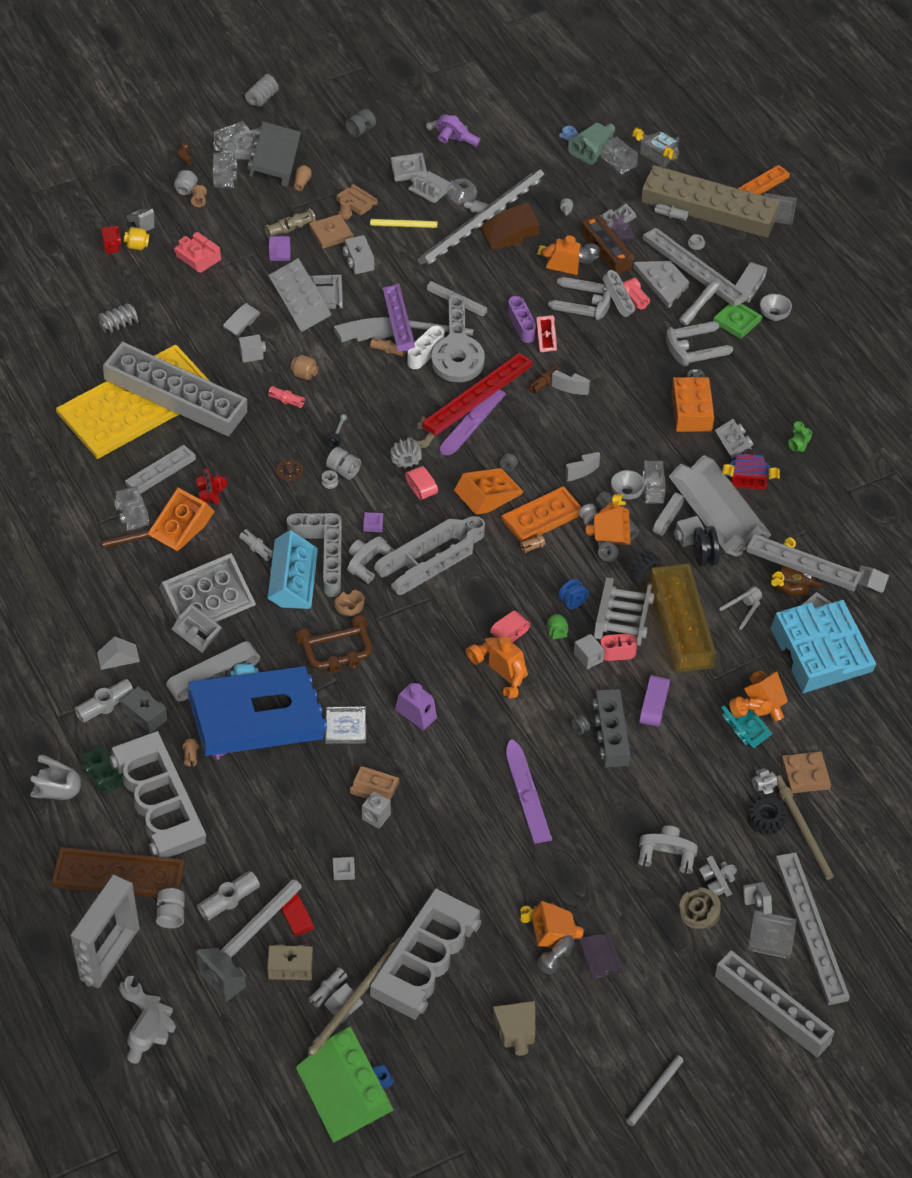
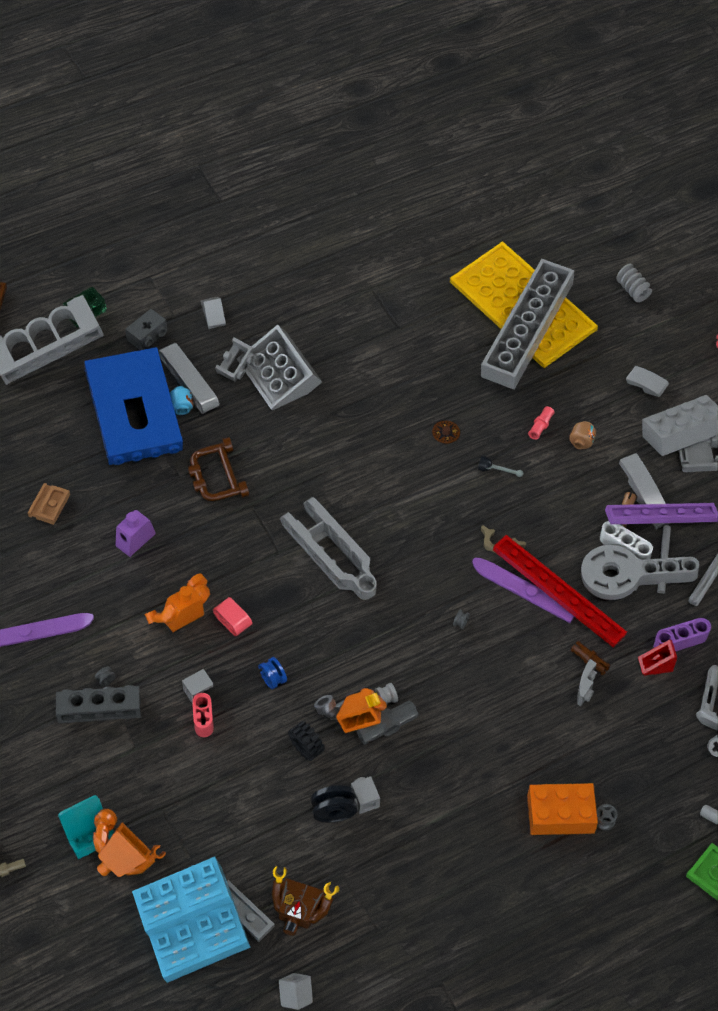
camera: 90 degrees right, 5 degrees up
(56, 781) = (69, 276): light grey hair -> none
(103, 701) = (158, 302): light grey piece -> none
(125, 539) = (358, 324): reddish brown bar -> none
(132, 508) = (384, 308): clear brick -> none
(161, 469) = (435, 327): light grey plate -> none
(181, 520) = (370, 345): orange slope -> none
(212, 484) = (414, 366): red hips -> none
(251, 348) = (605, 390): light grey brick -> none
(256, 545) = (342, 405): light grey pin -> none
(292, 572) = (306, 434): medium azure slope -> none
(326, 527) = (335, 463): light grey beam -> none
(329, 475) = (432, 468): light grey bush -> none
(343, 463) = (448, 470): light grey wheel -> none
(346, 725) = (123, 482): clear tile -> none
(349, 604) = (264, 478): medium nougat hair -> none
(364, 553) = (330, 490): light grey connector -> none
(373, 522) = (373, 499): medium lavender plate -> none
(376, 810) = (17, 502): light grey brick -> none
(406, 453) = (462, 522): light grey gear -> none
(421, 482) = (427, 539): coral beam -> none
(487, 489) = (421, 600): orange slope -> none
(533, 543) = (349, 644): medium nougat pin -> none
(542, 514) = (391, 653): orange tile -> none
(557, 626) = (236, 661): bright green piece -> none
(587, 465) = (459, 693): light grey slope -> none
(608, 603) = (249, 698): light grey fence -> none
(629, 480) = (430, 724): light grey piece -> none
(654, 482) = (433, 758): clear brick -> none
(654, 700) = (131, 746): medium lavender beam -> none
(668, 514) = (391, 775): light grey beam -> none
(679, 348) = (659, 799): light grey piece -> none
(682, 618) = (236, 776): clear yellow brick -> none
(719, 504) = (402, 827): light grey panel -> none
(733, 438) = (512, 855): light grey bracket -> none
(750, 471) = (459, 863): torso -> none
(750, 597) = (271, 852): light grey plant -> none
(764, 781) = (16, 845): light grey gear -> none
(801, 437) = (513, 925): bright green plate -> none
(804, 562) = (302, 905): light grey plate -> none
(806, 772) = (30, 893): medium nougat plate -> none

